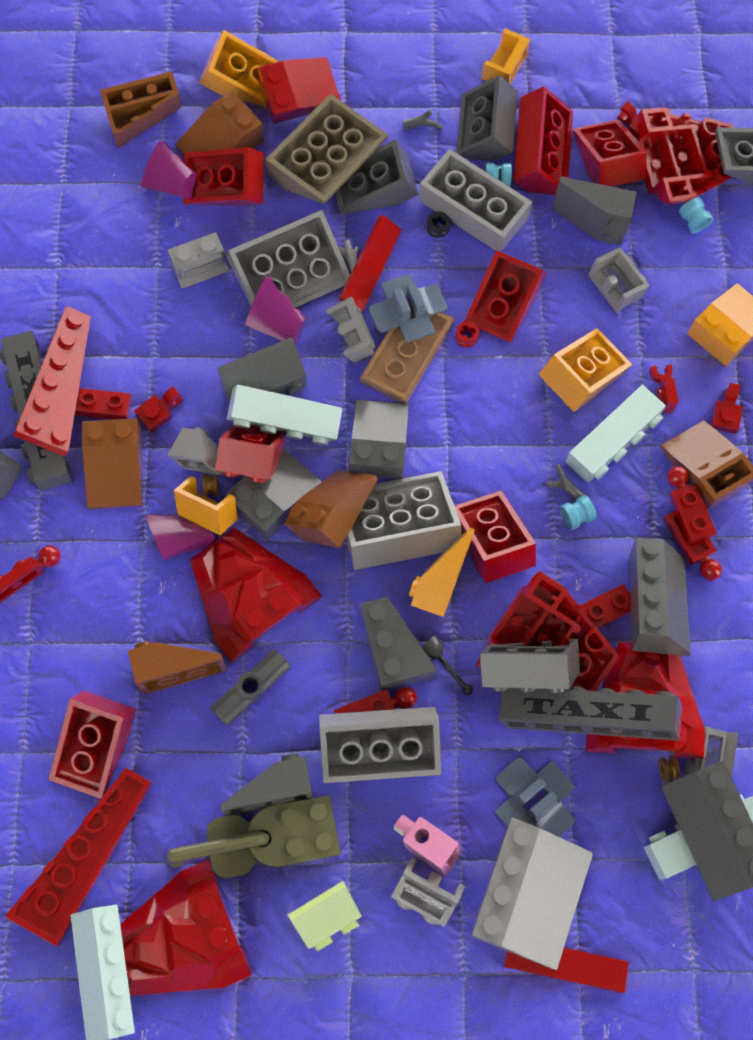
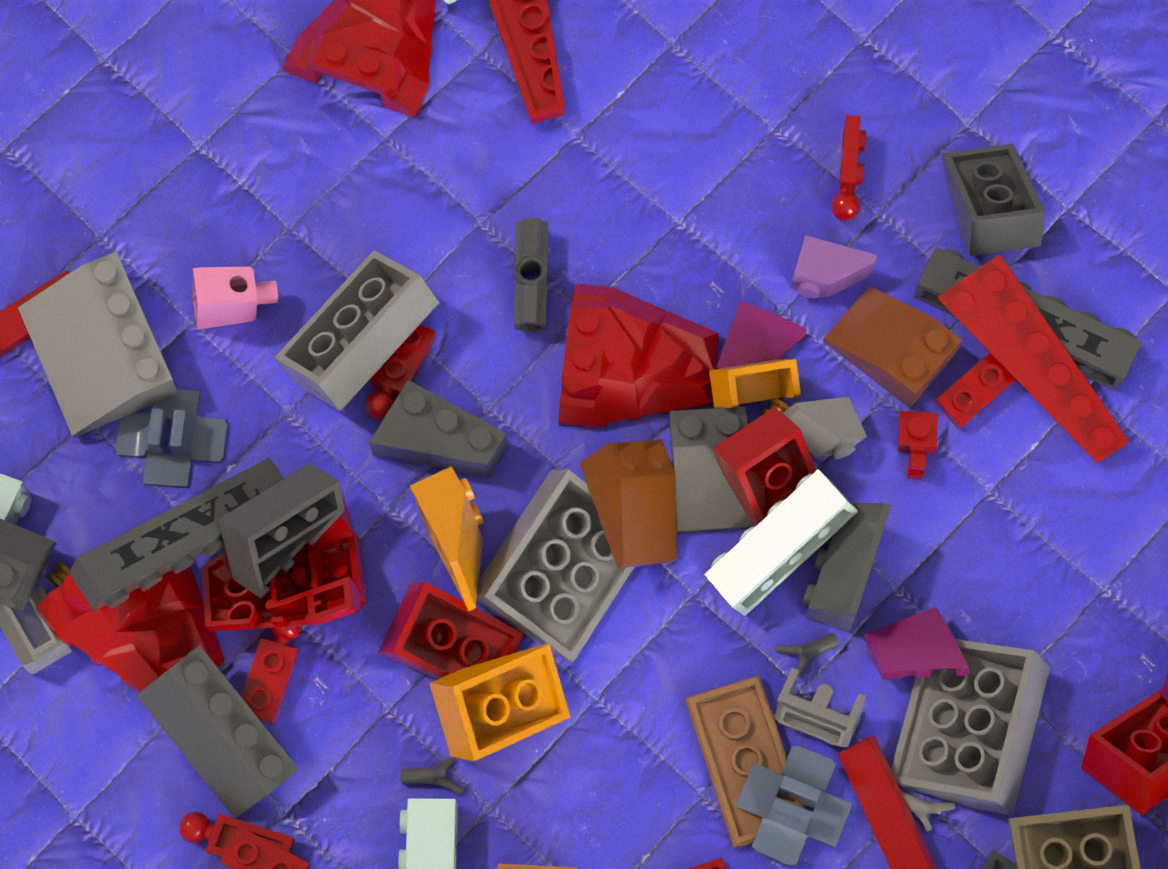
camera: 140 degrees right, 0 degrees up
(91, 743) = (619, 101): slope -> none
(98, 533) = (829, 268): none -> medium lavender slope
(165, 665) = (620, 216): dark orange slope -> none
(198, 260) = (1066, 628): light grey window -> none
(279, 784) = (408, 215): dark grey slope -> none
(297, 832) = (362, 203): olive plate -> none
(323, 367) = (809, 650): none -> dark grey bar
(326, 916) = (264, 154): yellowish green slope -> none
(379, 439) = (670, 629): dark grey slope -> none
(426, 896) = (189, 252): light grey window -> none
(434, 650) = (398, 473): hinge -> none
(464, 341) = (697, 832): red bush -> none
(503, 478) = (499, 702): none -> light orange slope
(578, 512) = (387, 750): medium azure wheel -> none

